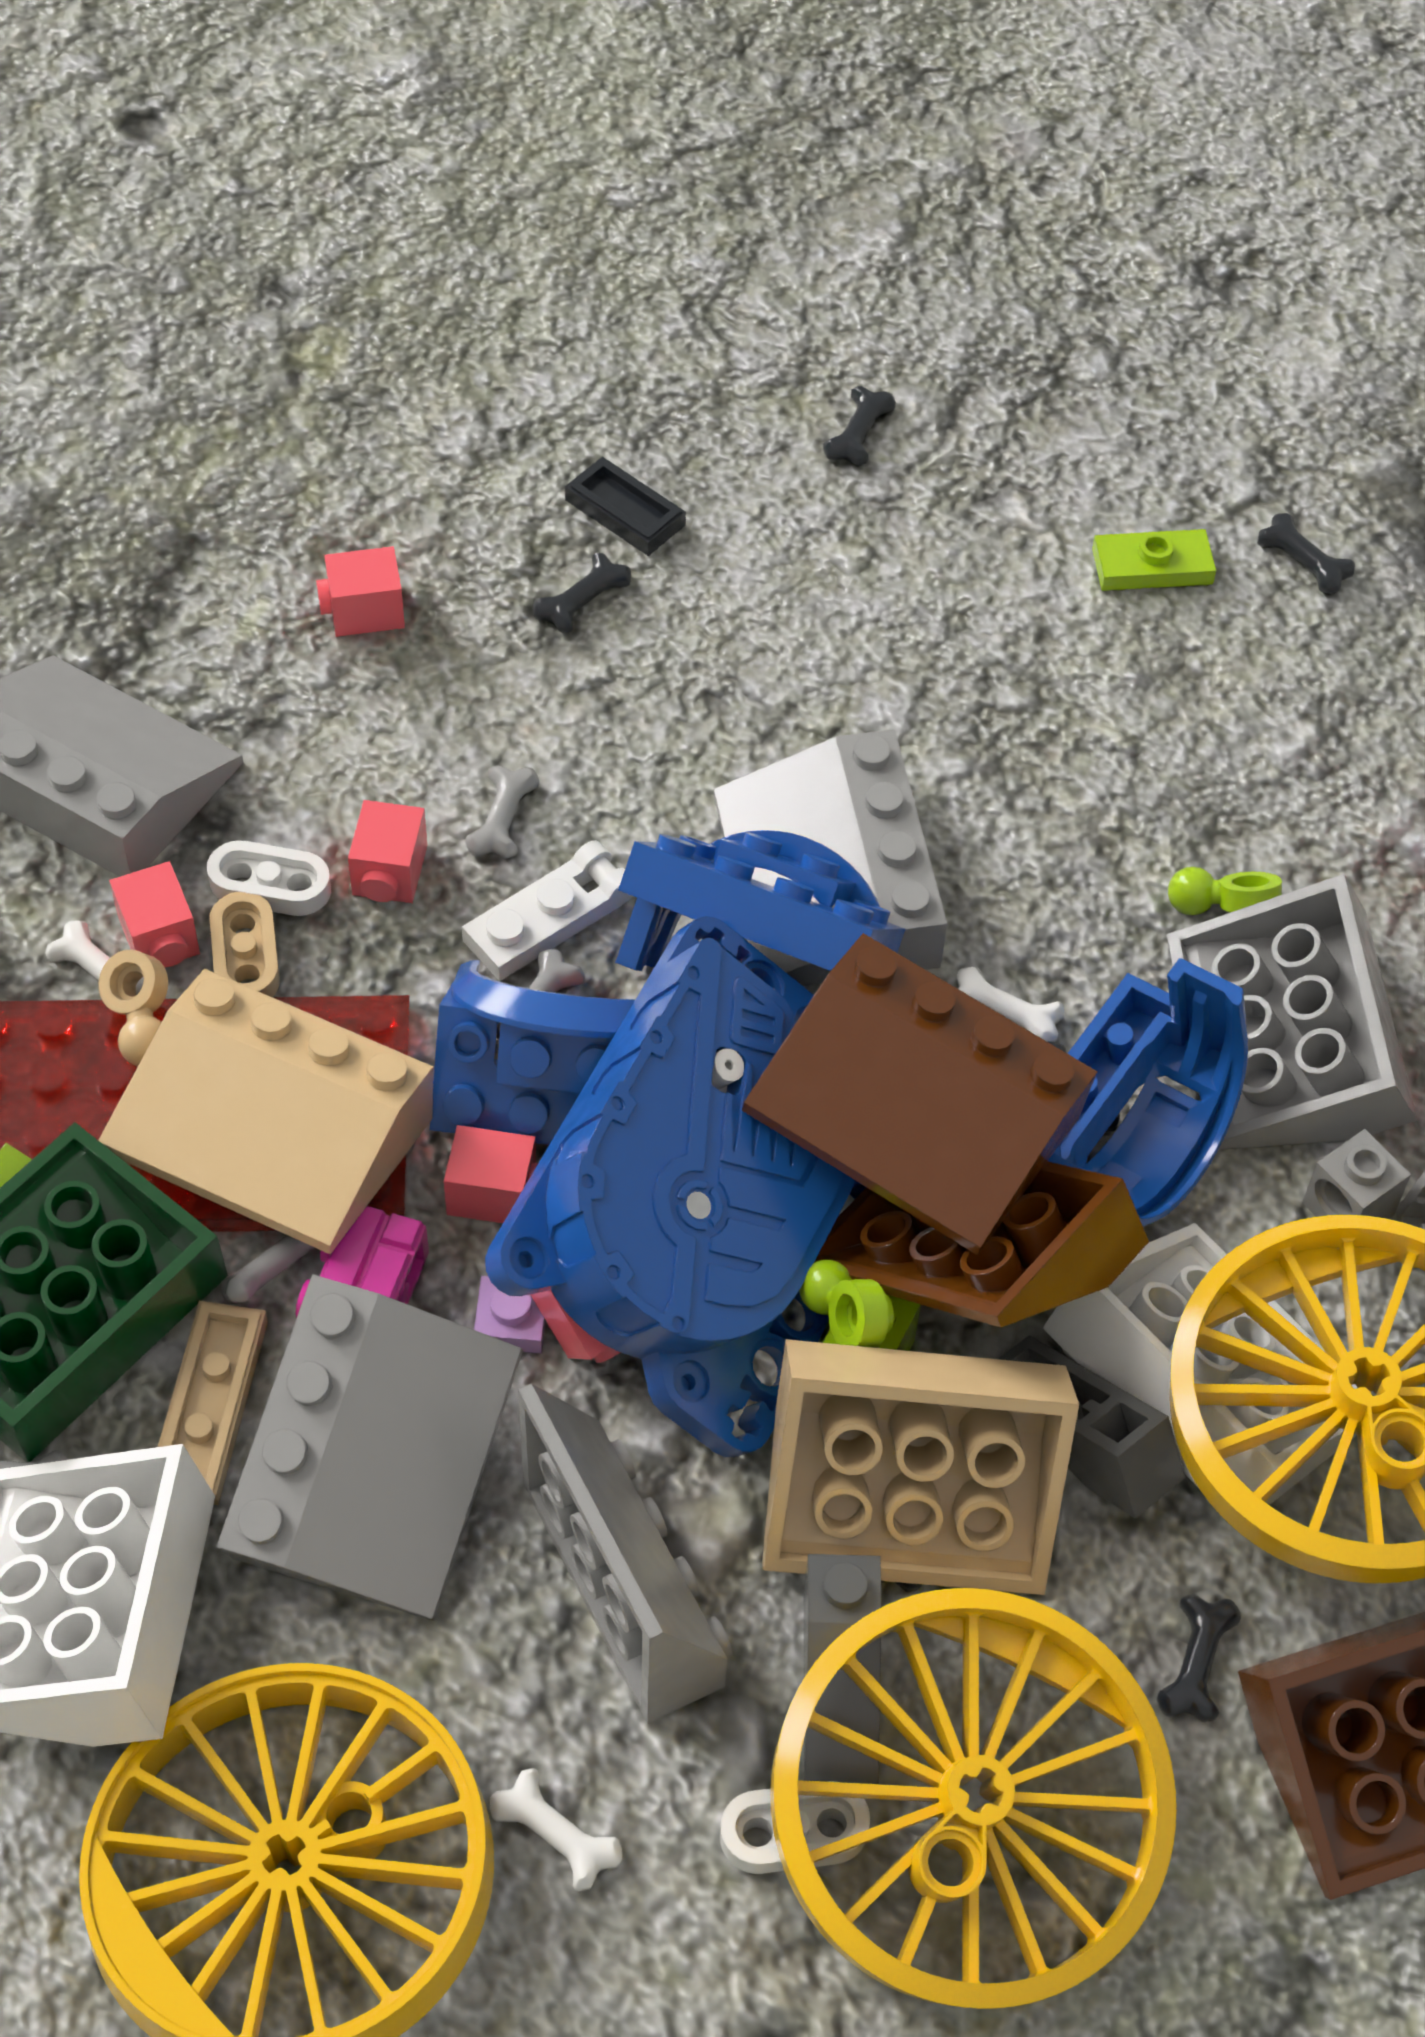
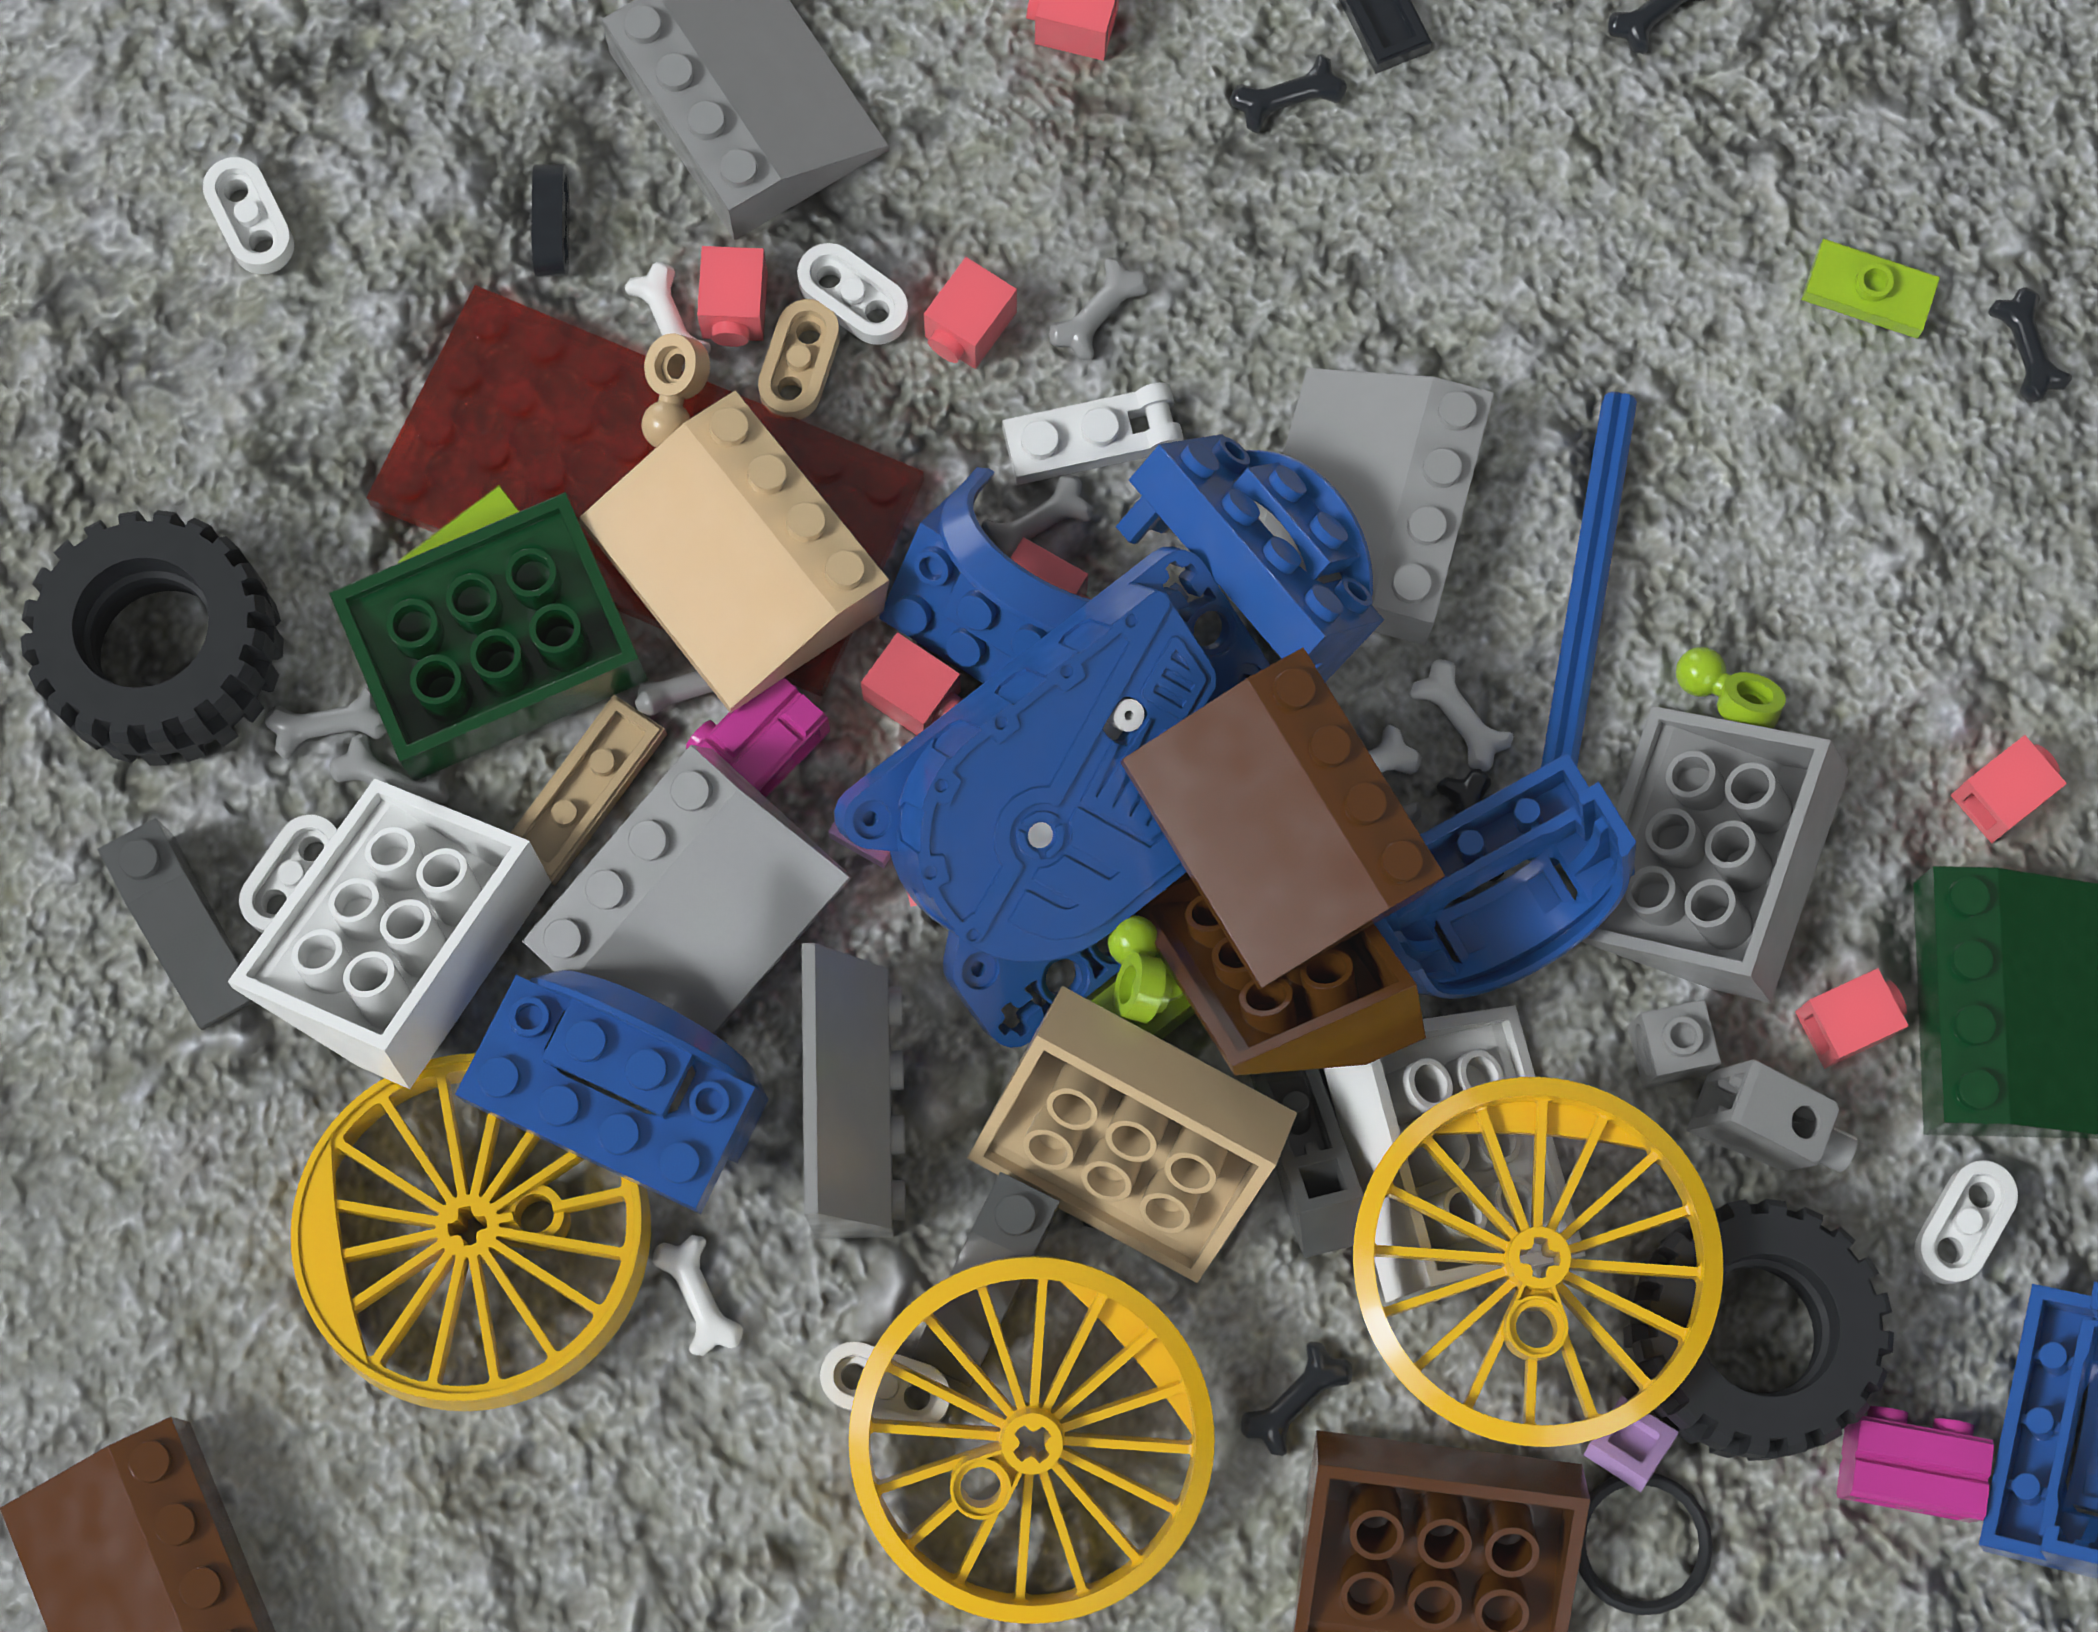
camera: 25 degrees right, 20 degrees up
(380, 1577) = (631, 1051): none -> blue piece
(1054, 855) = (1590, 579): none -> blue axle

